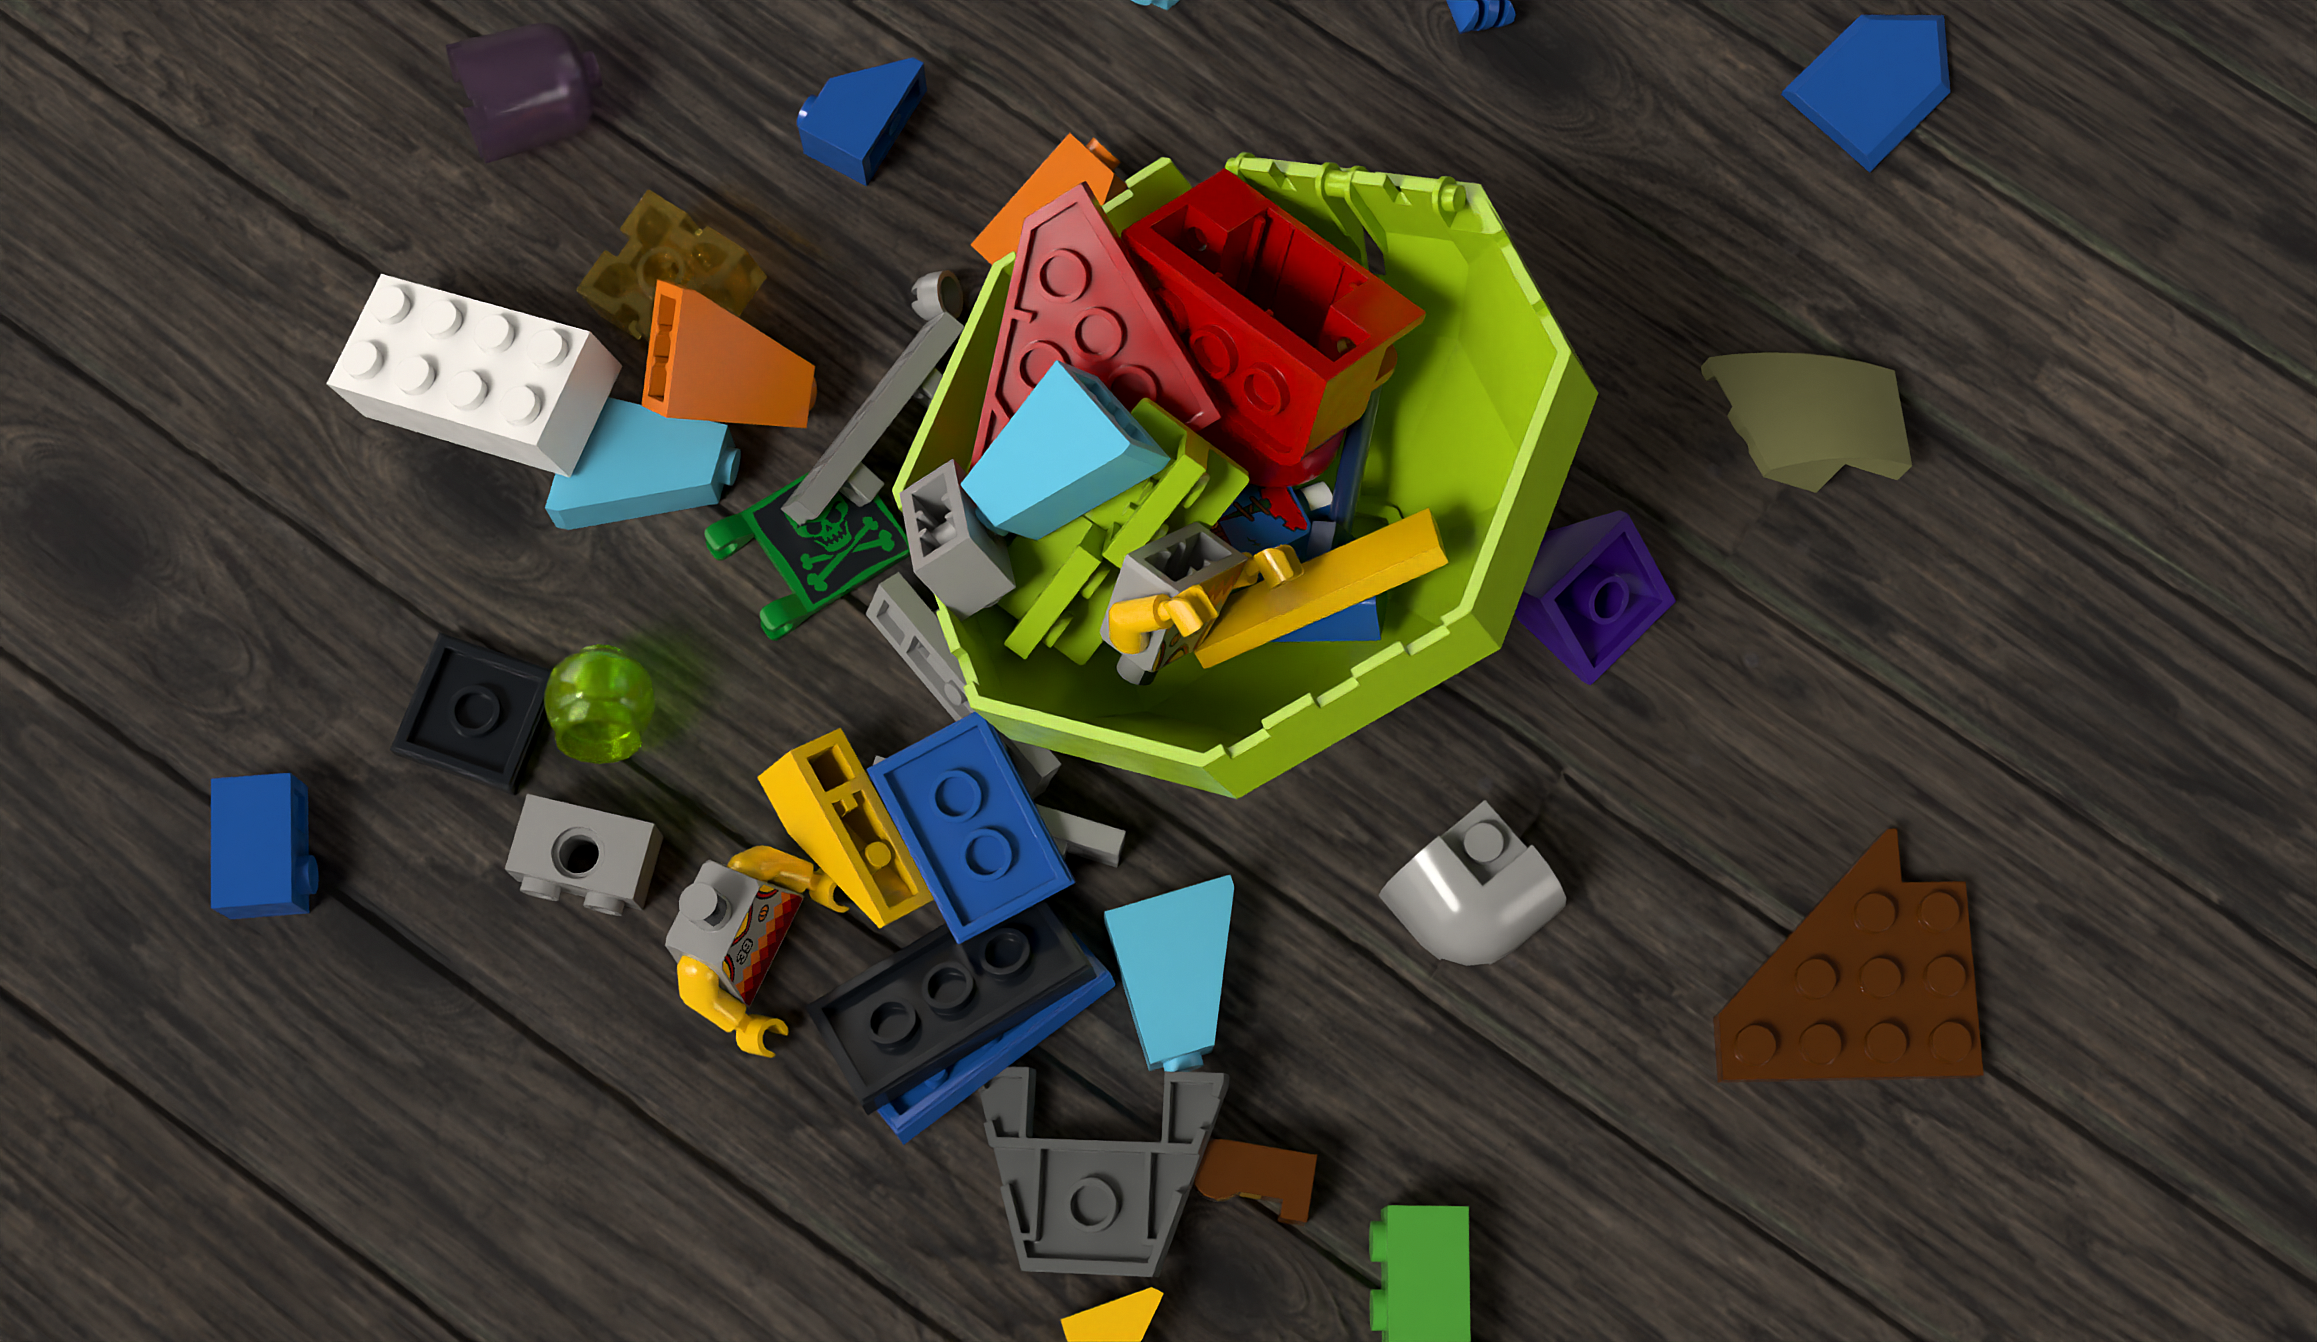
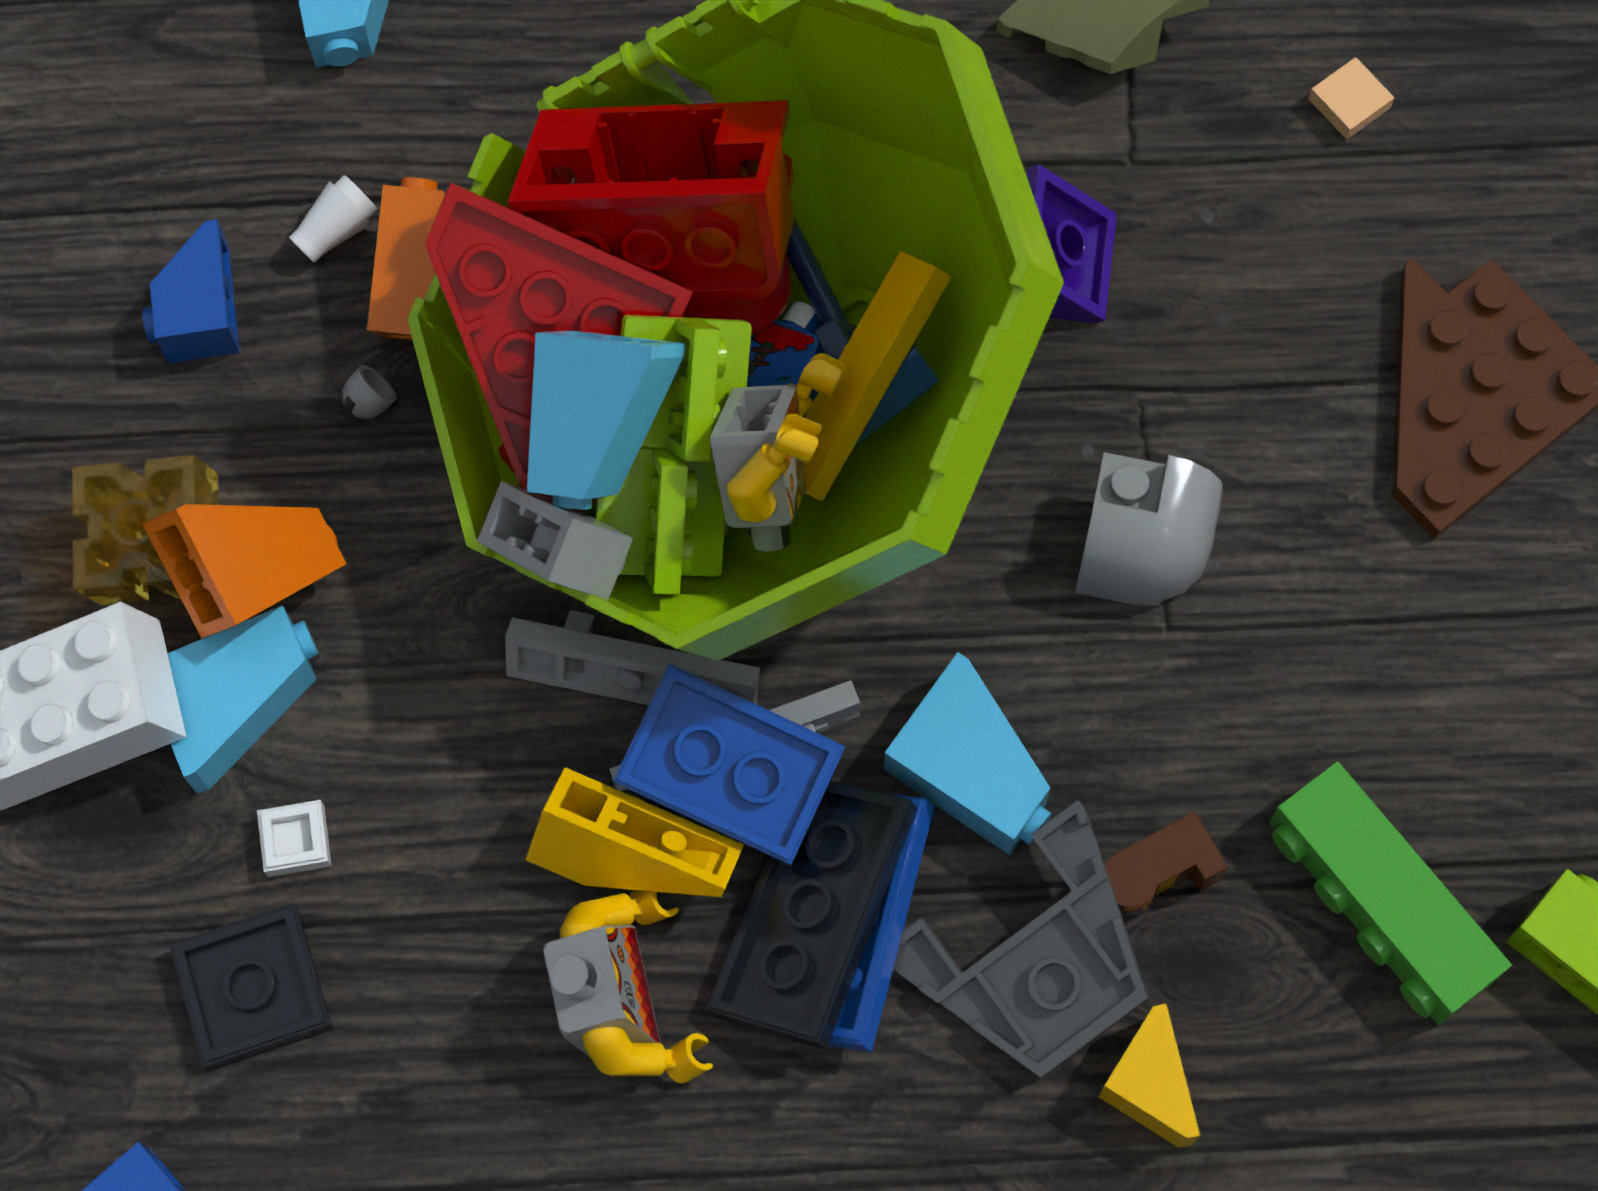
camera: 30 degrees left, 5 degrees down
(554, 829) = (394, 1019): light grey brick -> none
(599, 616) = (294, 838): none -> white tile
(599, 704) = (352, 898): clear neon green piece -> none
(815, 558) = (422, 641): flag -> none
(841, 464) = (397, 570): light grey hinge -> none
(1023, 128) = (333, 218): none -> white cone
(1962, 650) = (1351, 98): none -> light nougat tile

